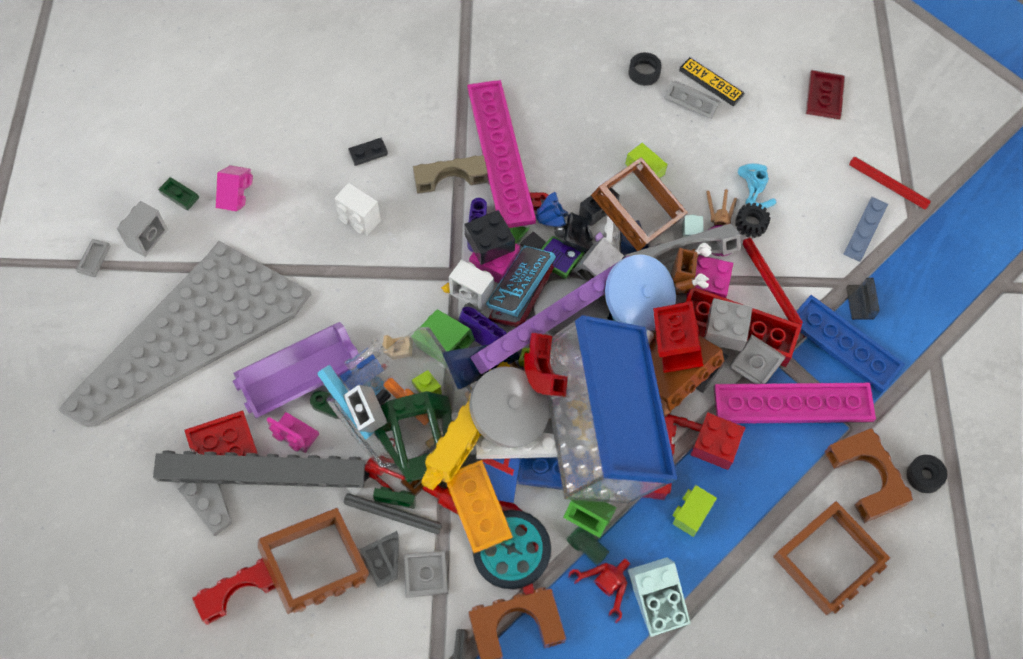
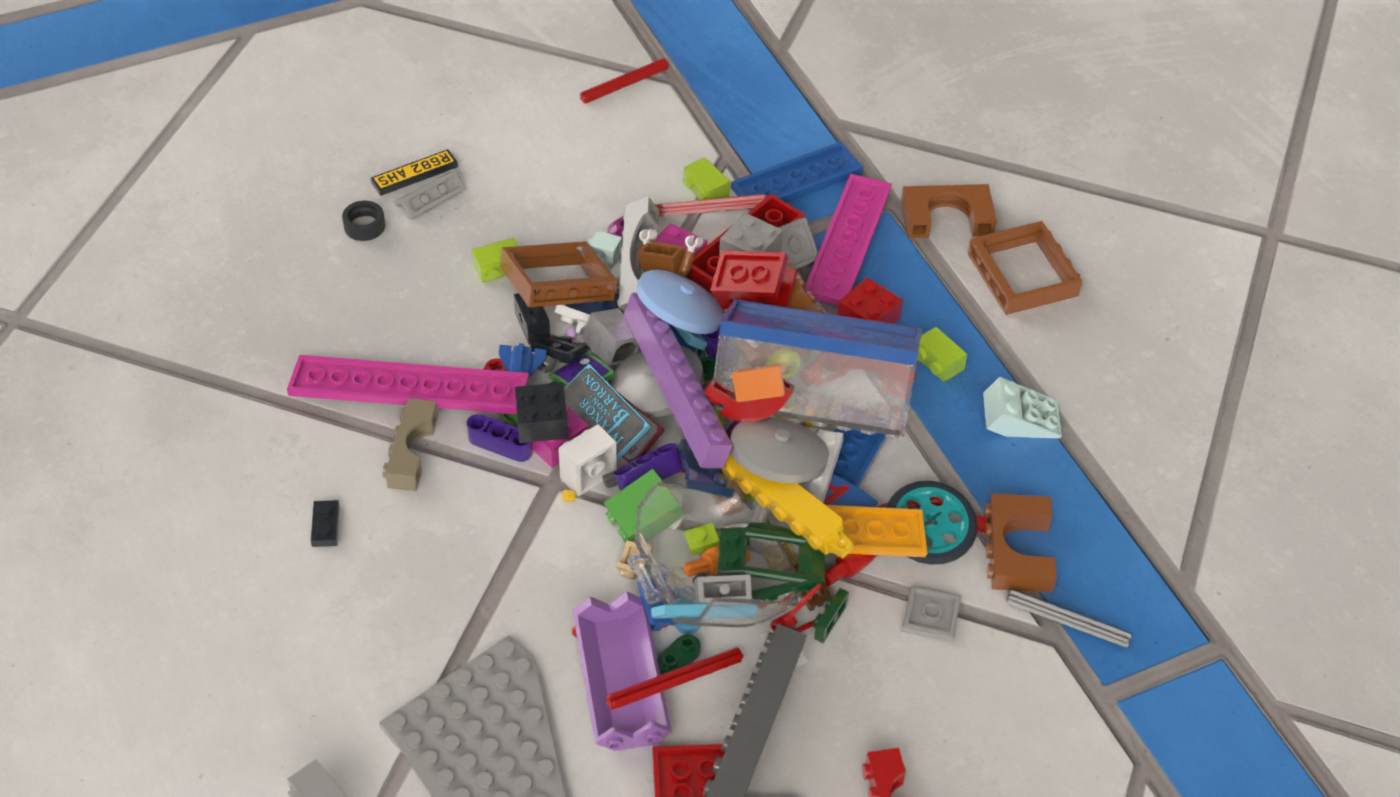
camera: 70 degrees left, 15 degrees down
(178, 193) = (275, 755): dark green plate -> none
(231, 187) = (308, 677): dark pink brick -> none
(293, 431) = (705, 699): dark pink bracket -> none
(298, 405) = (674, 678): none -> red axle
(300, 530) = (894, 743): dark orange window -> none
(357, 209) = (420, 545): white brick -> none
(383, 559) = (902, 648): dark grey wing -> none
(392, 513) = (846, 626): dark grey axle -> none
(551, 366) = (759, 382): none -> orange panel
(586, 543) = (943, 456): clear green piece -> none
(590, 515) = (920, 435): bright green hips -> none
(608, 581) = (995, 449): red piece -> none
(722, 216) = (599, 219): medium nougat plant -> none
(754, 211) = (615, 189): black tyre -> none
(756, 182) = (572, 178): medium azure piece -> none
(802, 276) = (706, 180): none -> lime brick
(825, 94) = (486, 89): dark red tile -> none
(863, 300) = (753, 146): clear smoke panel -> none
(865, 229) = (670, 118): sand blue plate -> none
(929, 463) = (961, 161): black tyre -> none

